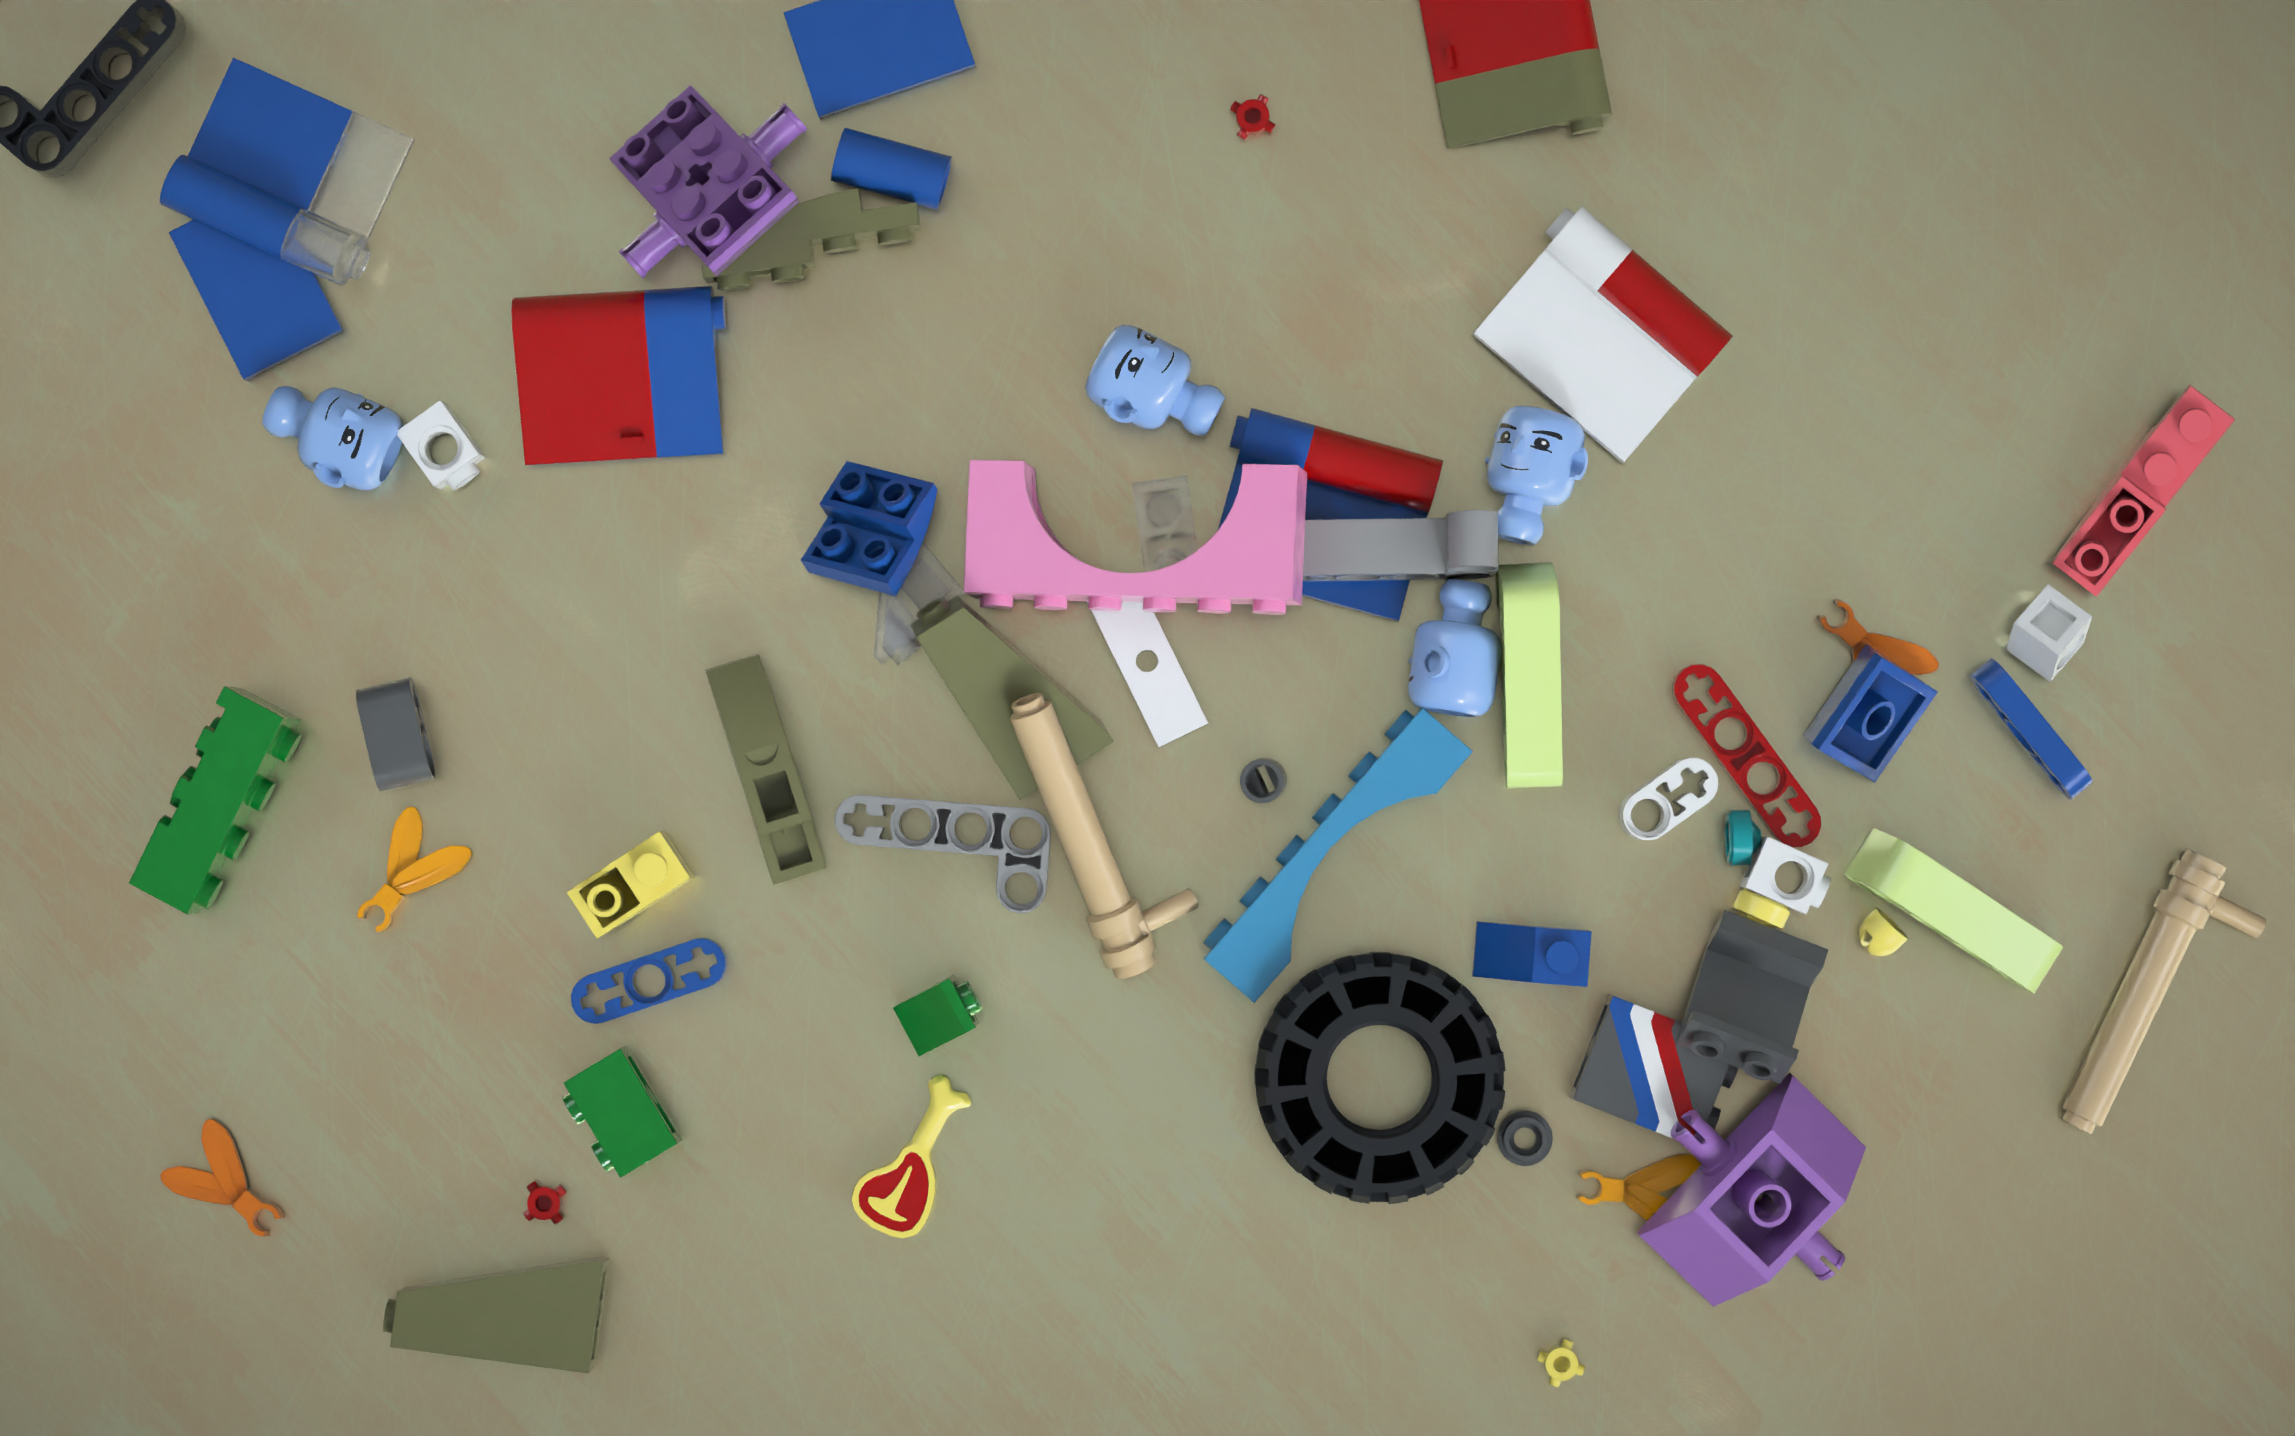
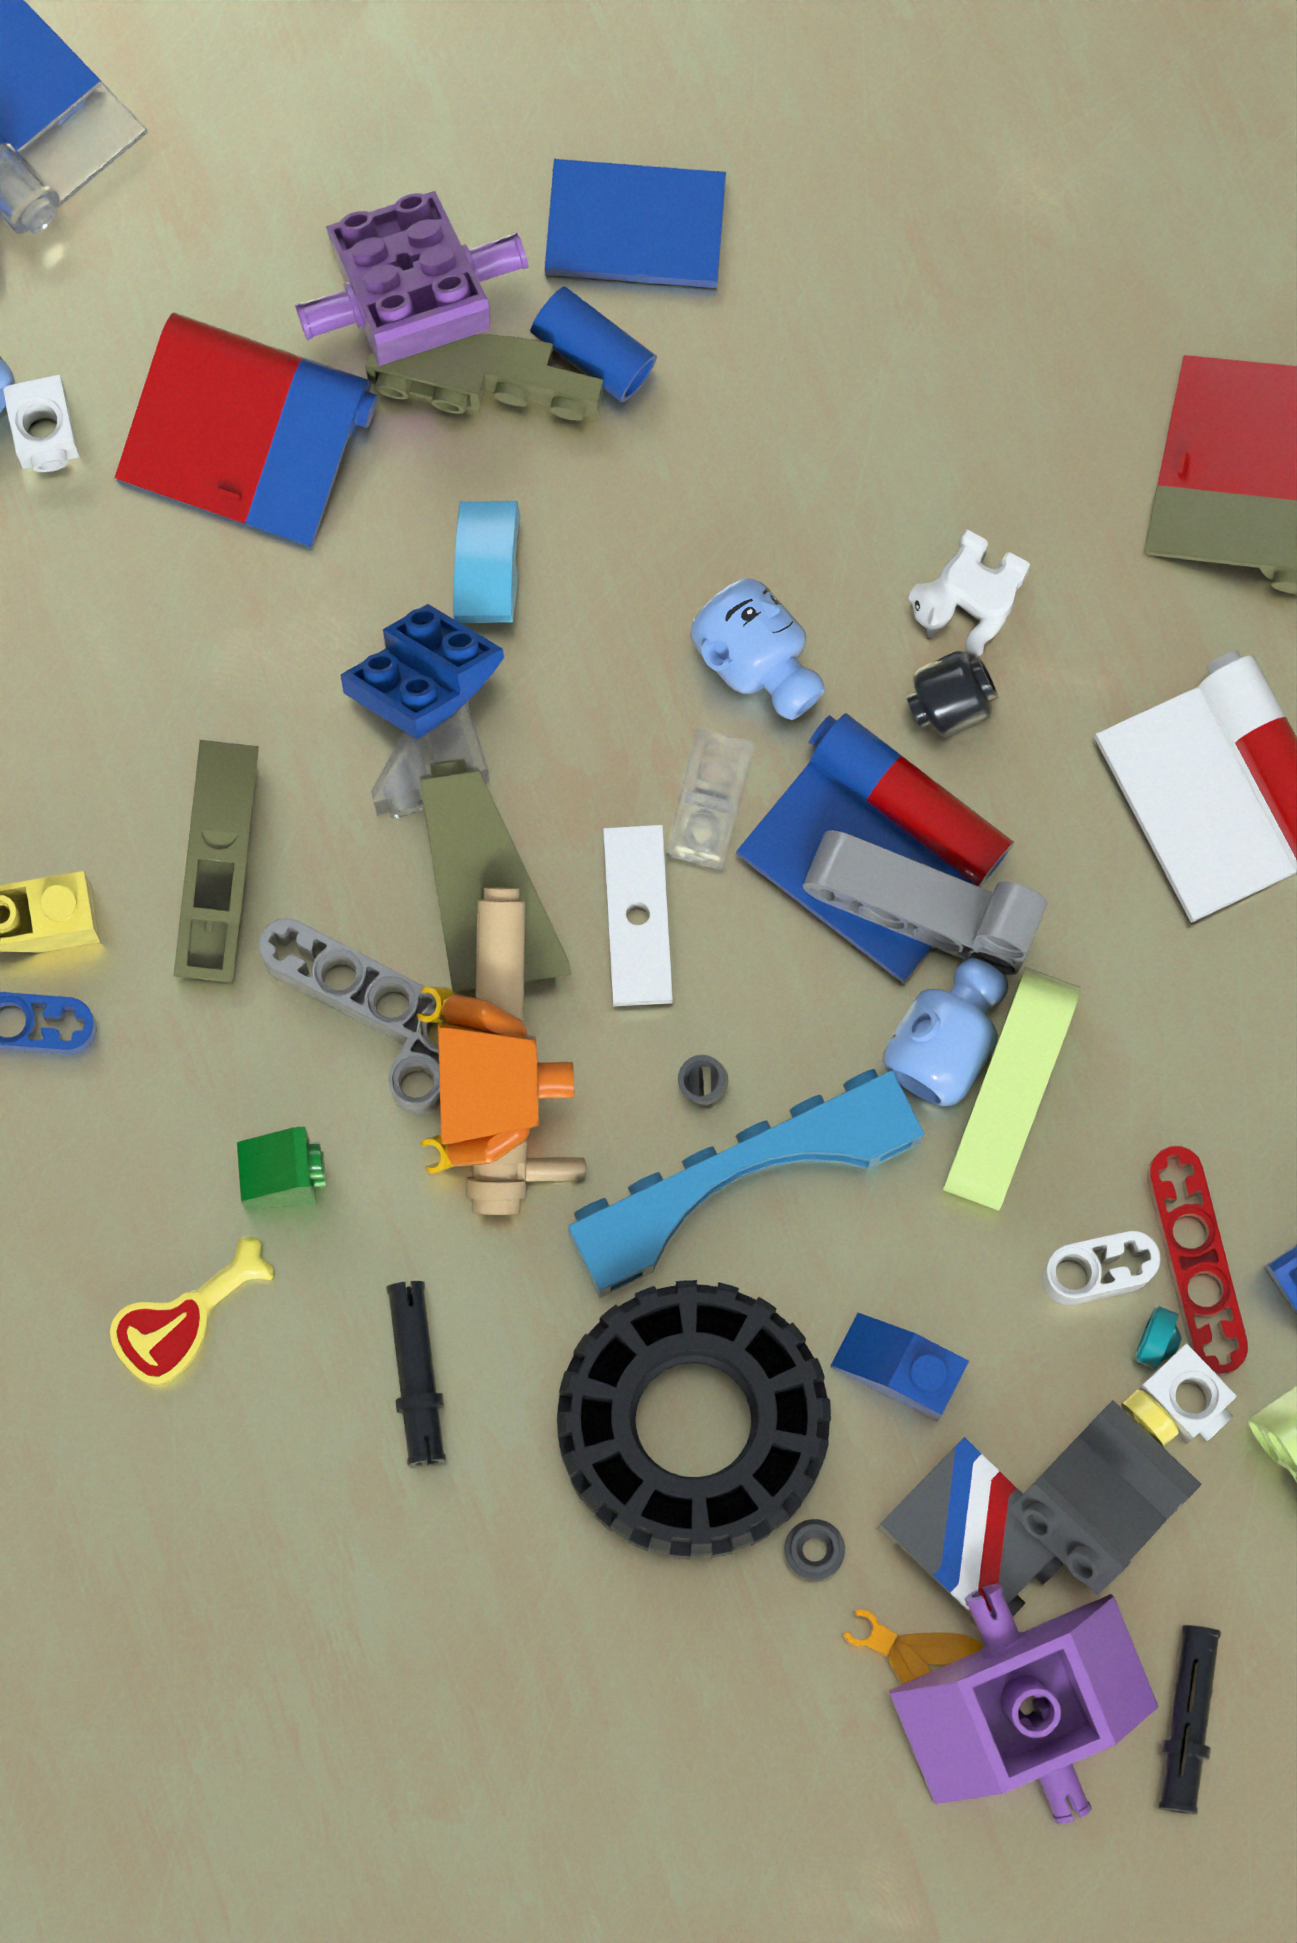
camera: 20 degrees right, 10 degrees down
(882, 404) = (486, 562): none -> medium azure slope
(1084, 869) = (487, 1080): none -> orange torso
(1128, 1135) = (418, 1397): none -> black pin
(1247, 561) = (777, 848): bright pink arch -> none
(1252, 117) = (965, 443): red piece -> none
(1319, 247) = (976, 588): none -> white animal
(1335, 350) = (952, 694): none -> black head
(1533, 466) = (1100, 886): light blue piece -> none
(1561, 1363) = (755, 1796): light yellow piece -> none
(1881, 934) = (1260, 1496): light yellow hinge -> none
(1914, 1211) = (1179, 1792): none -> black pin

